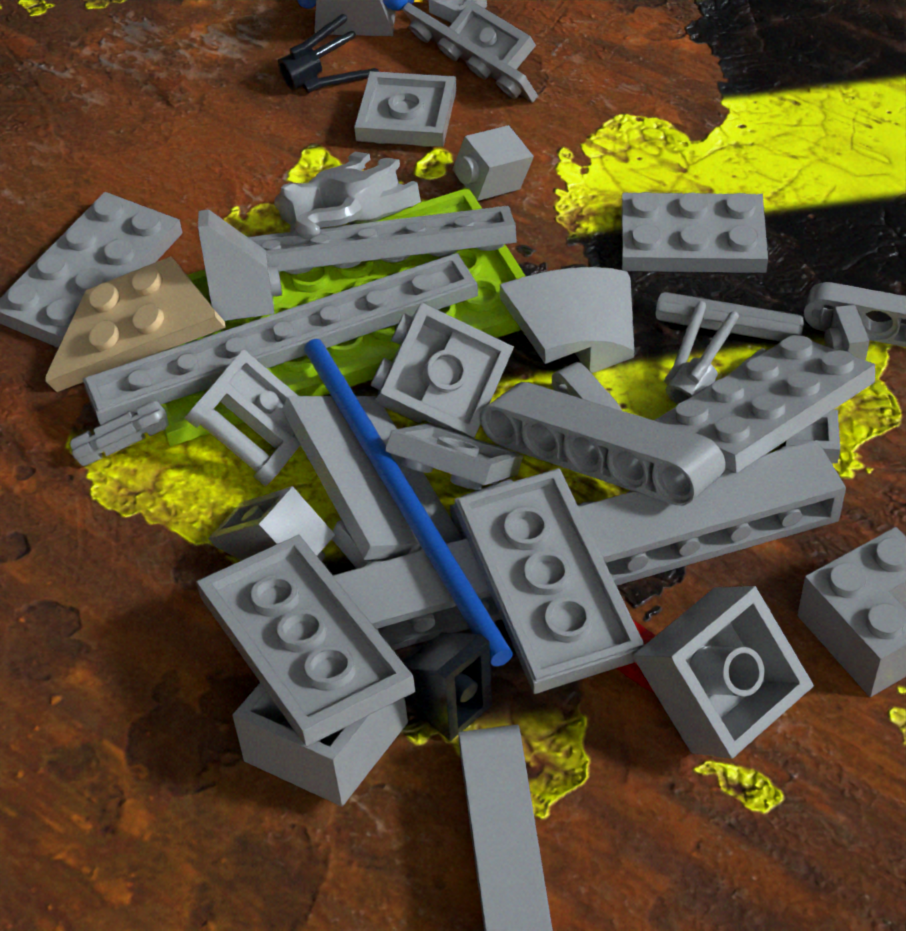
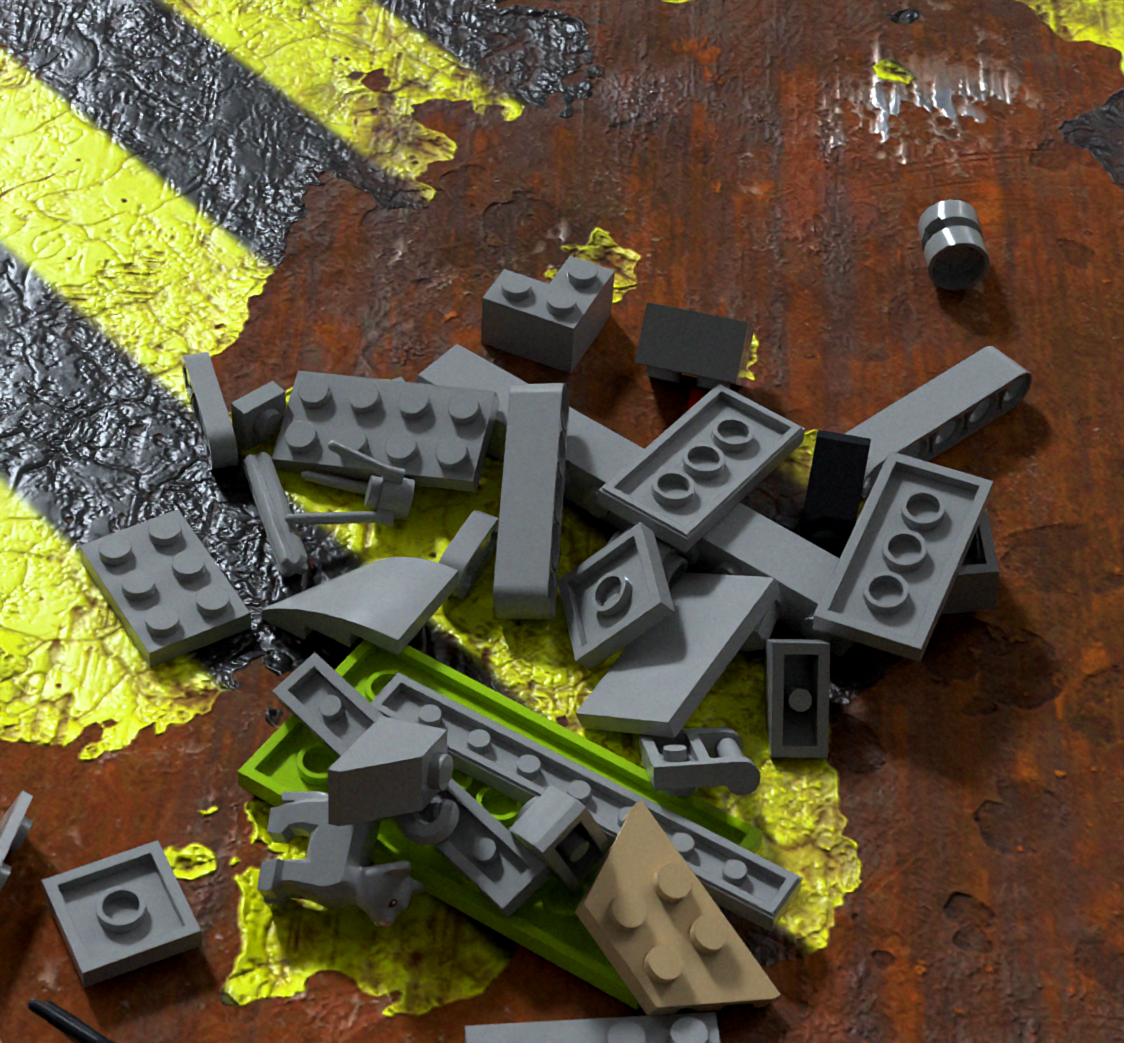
camera: 130 degrees left, 5 degrees down
(119, 433) = (821, 901): light grey axle -> none
(353, 190) = (388, 772): none -> light grey slope
(408, 503) = (689, 606): blue piece -> none
(441, 371) = (529, 656): light grey plate -> none
(492, 162) = (188, 762): light grey brick -> none

